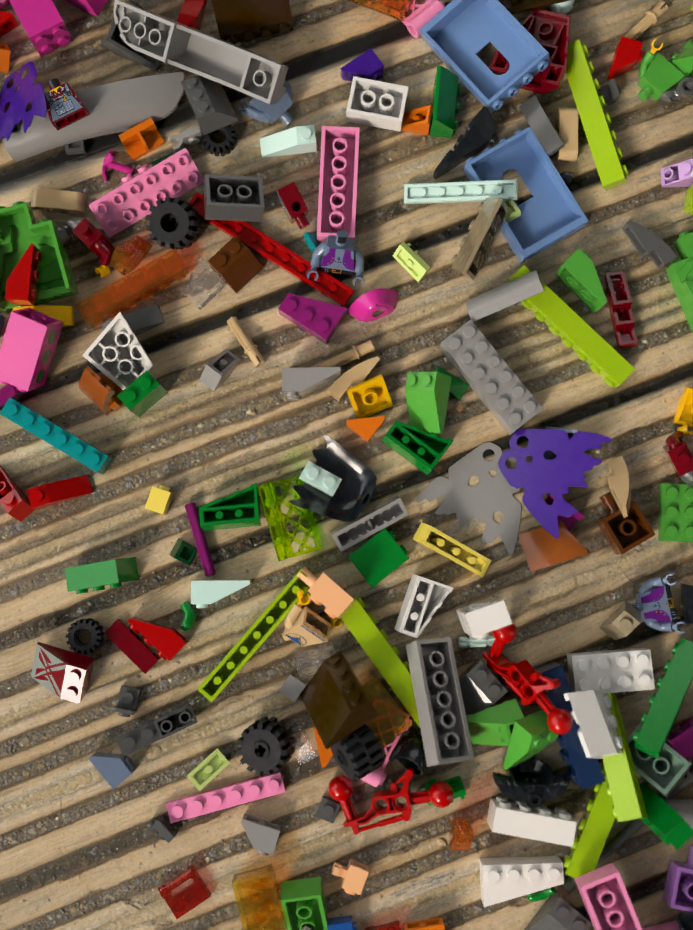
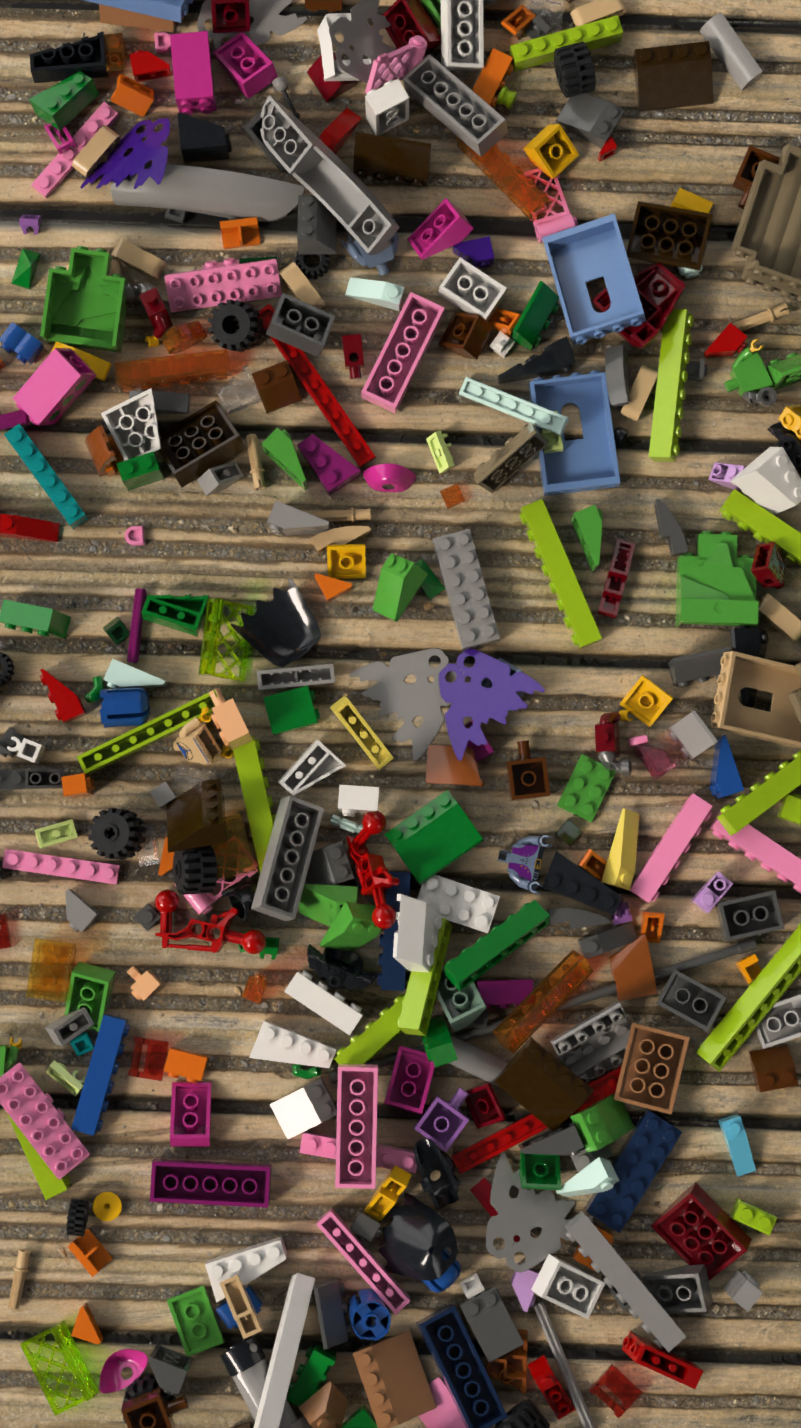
camera: 25 degrees right, 0 degrees up
(22, 281) = (75, 322): red slope -> none
(63, 105) = (180, 176): torso -> none
(72, 65) = (202, 140): none -> black slope
(109, 163) = (201, 243): dark pink plant -> none
(131, 646) = (33, 695): dark red tile -> none
(148, 701) = (28, 750): none -> white brick
(159, 499) = (115, 574): light yellow brick -> none
(163, 456) = (135, 536): none -> bright pink tile
(187, 346) = (199, 443): none -> dark brown slope
(188, 137) = (286, 249): light grey plate -> none
(209, 715) = (77, 785): none -> orange brick
(216, 163) = (300, 286): none -> tan beam
(222, 622) = (124, 707): none -> blue cylinder
(268, 322) = (282, 452): none -> bright green slope
(311, 240) = (356, 394): teal slope -> none
(320, 478) = (269, 616): light aqua plate -> none
(324, 60) = (440, 230): none -> dark pink slope
(338, 256) = (374, 419): sand blue torso -> none
(388, 146) = (466, 335): none -> reddish brown slope
(416, 446) = (370, 624): green wedge -> none
(423, 142) = (502, 344): none -> white tile
(439, 297) = (452, 496): none -> clear orange tile
(504, 296) = (511, 520): light grey brick -> none
(565, 620) = (434, 837): none -> green slope
(619, 484) = (540, 737): tan slope -> none
(622, 621) = (486, 861): dark tan slope -> none
(643, 862) = (409, 1081): none -> dark pink slope
(680, 560) = (568, 832): none -> slope

